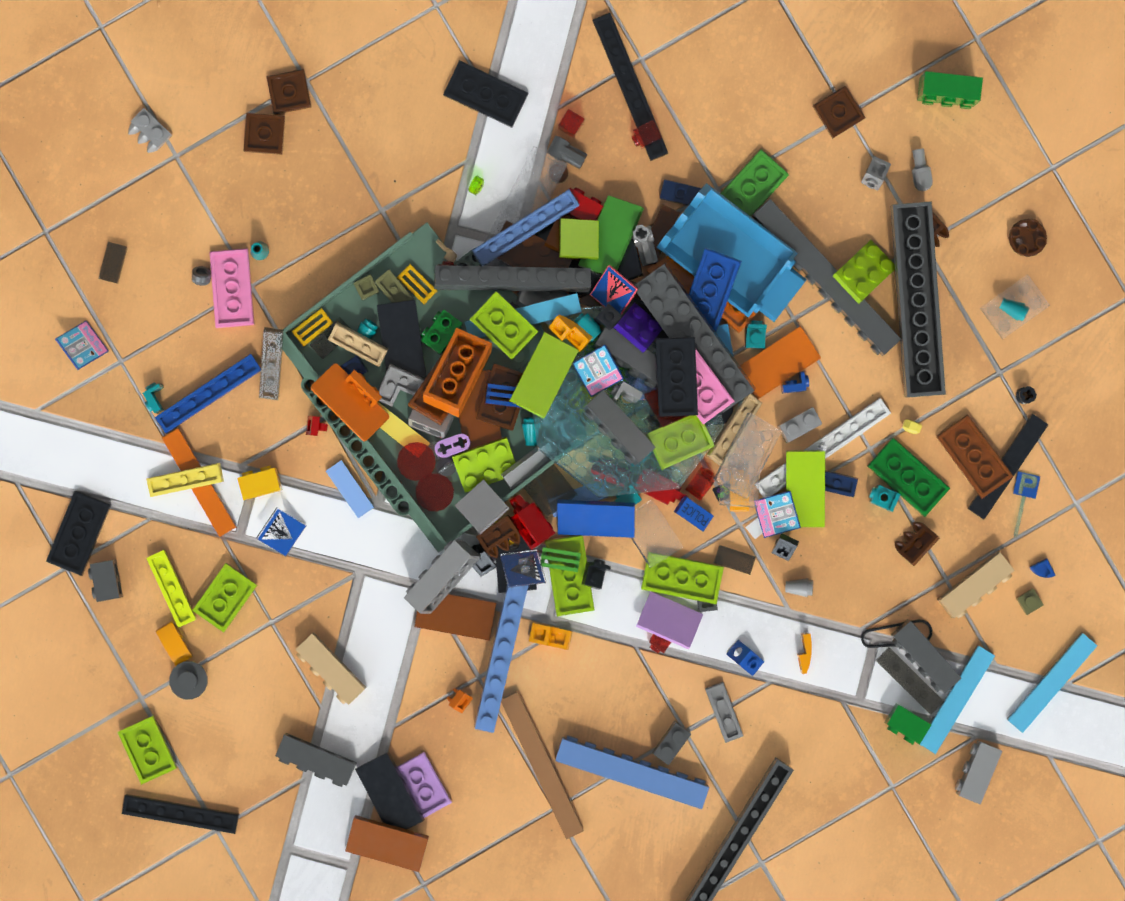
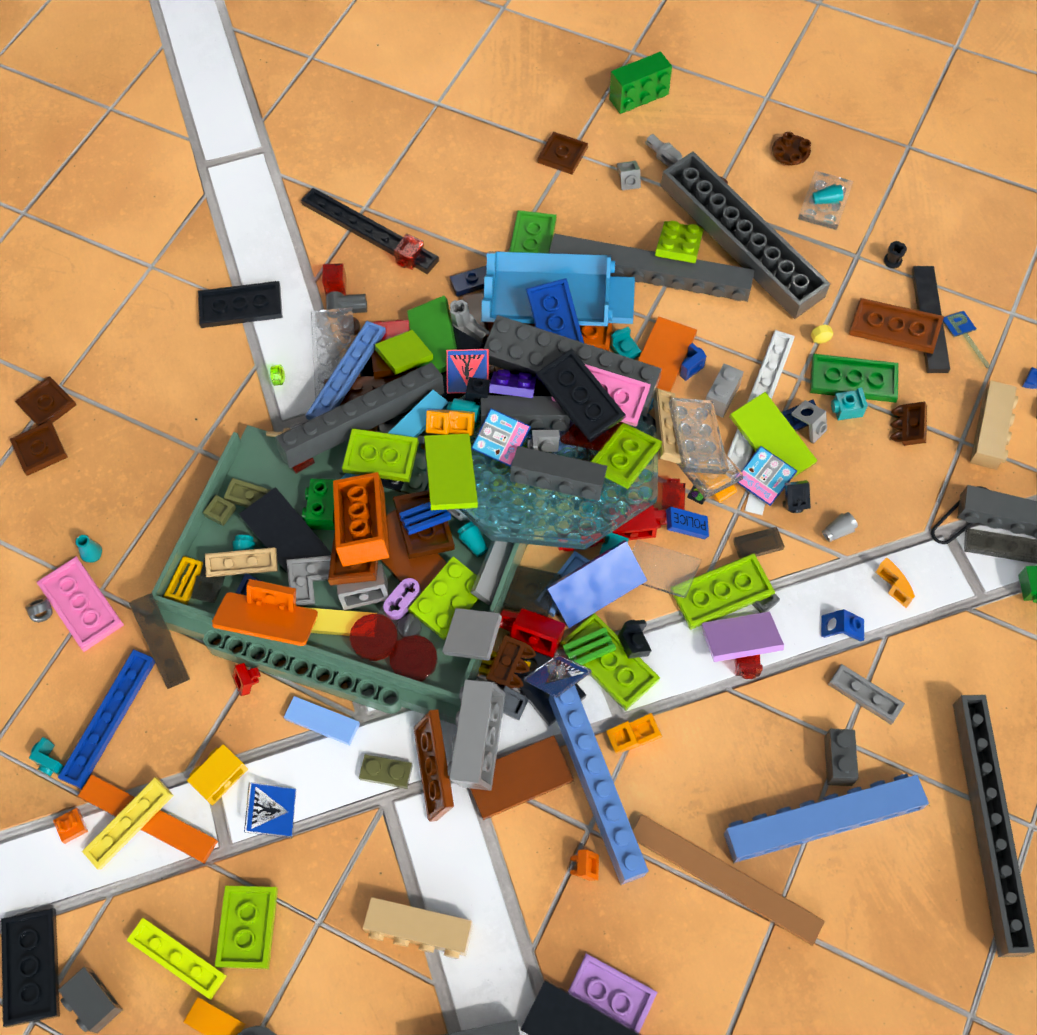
camera: 30 degrees left, 25 degrees down
(147, 454) = (70, 825): none -> orange tile
(371, 553) = (385, 771): none -> olive plate
(402, 574) = (433, 766): none -> dark orange tile
(428, 295) = (287, 485): yellow tile -> none
(847, 499) = (817, 421): none -> light grey bracket

